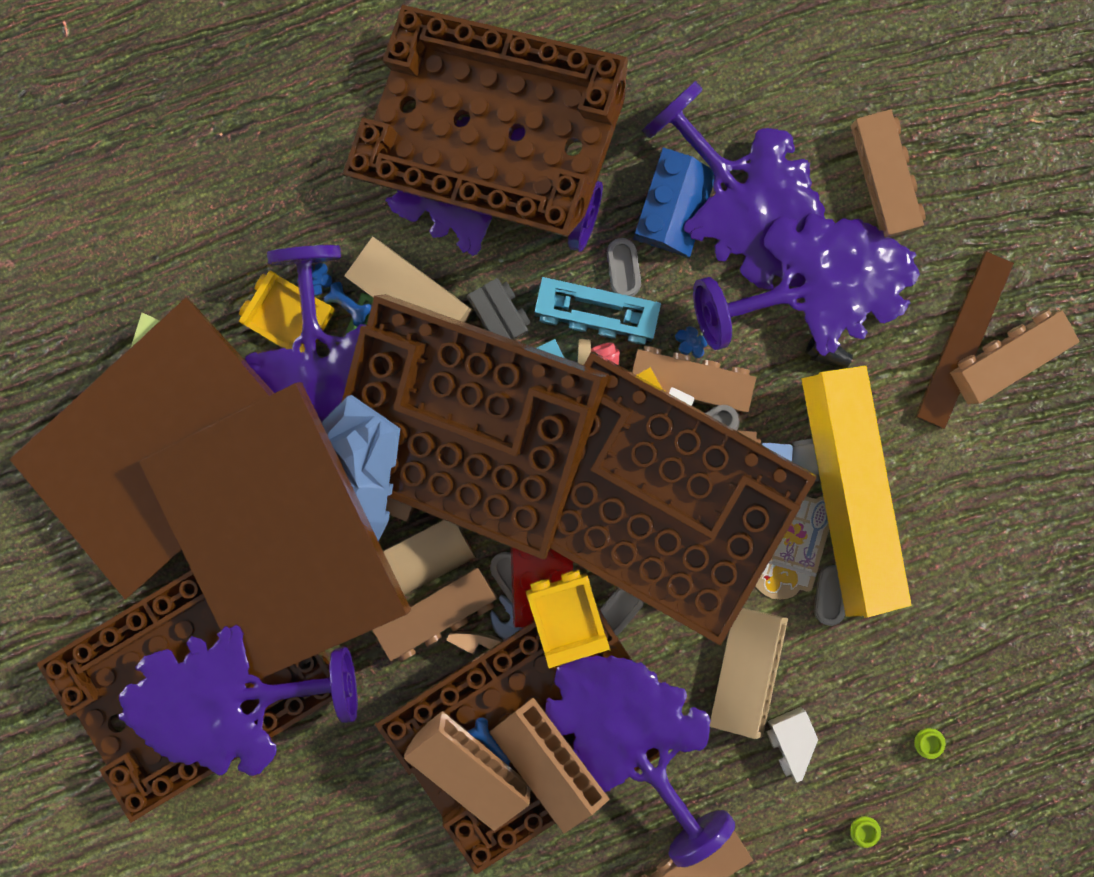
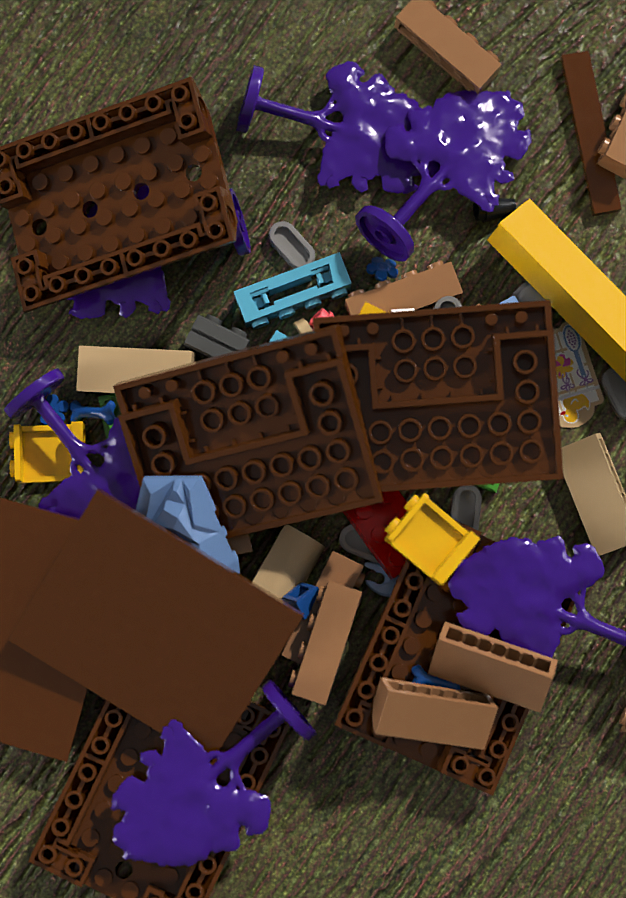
camera: 40 degrees left, 5 degrees down
(416, 647) = (326, 643): none -> medium nougat brick
(421, 592) = (302, 598): none -> blue slope
(469, 640) = (366, 615): light nougat slope -> none
(676, 194) = (294, 163): blue slope -> none

